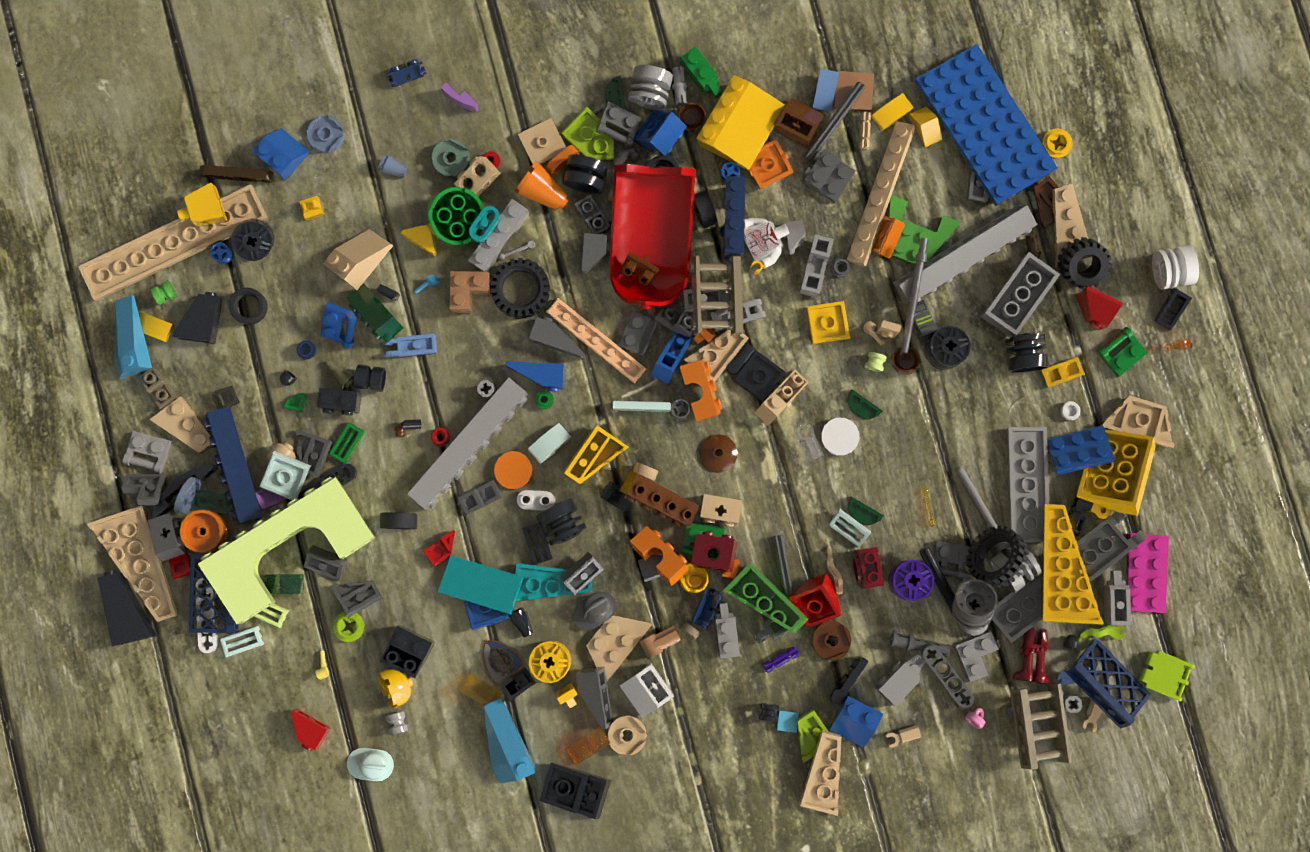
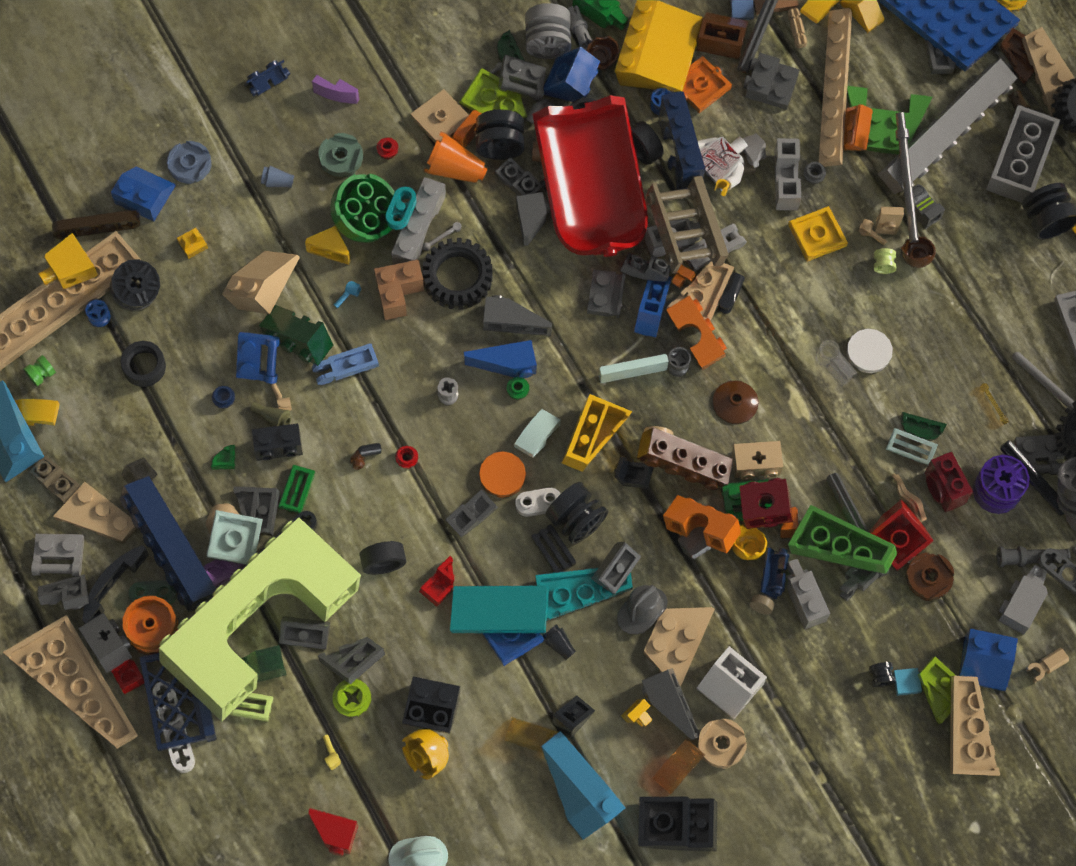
camera: 15 degrees left, 15 degrees down
(123, 611) = (73, 750): black slope -> none
(187, 495) = (120, 585): sand blue tile -> none
(200, 320) = (90, 391): black slope -> none
(257, 636) = (246, 745): light aqua tile -> none
(287, 378) = (208, 433): black hinge -> none
(351, 366) = (283, 403): none -> tan hand
(373, 378) = (307, 408): black wheel -> none
(387, 292) = (307, 310): black tile -> none
(396, 723) = (439, 796): light grey wheel -> none
(467, 444) = (441, 456): light grey brick -> none
(479, 181) = (383, 168): tan brick -> none
(500, 661) = (545, 695): clear smoke shield -> none
(560, 656) = (605, 689): yellow wheel -> none
(596, 340) = (561, 312): light nougat tile -> none
(639, 268) = (590, 218): reddish brown hips -> none
(656, 643) = (725, 629): medium nougat piece -> none
(759, 376) = (757, 307): black tile -> none
(780, 659) = (877, 612): dark purple axle -> none
(781, 397) = (789, 324): tan slope -> none
(848, 681) = (963, 617): black hinge -> none
(862, 407) = (884, 314): dark green tile -> none
(939, 355) = (960, 226): black wheel -> none

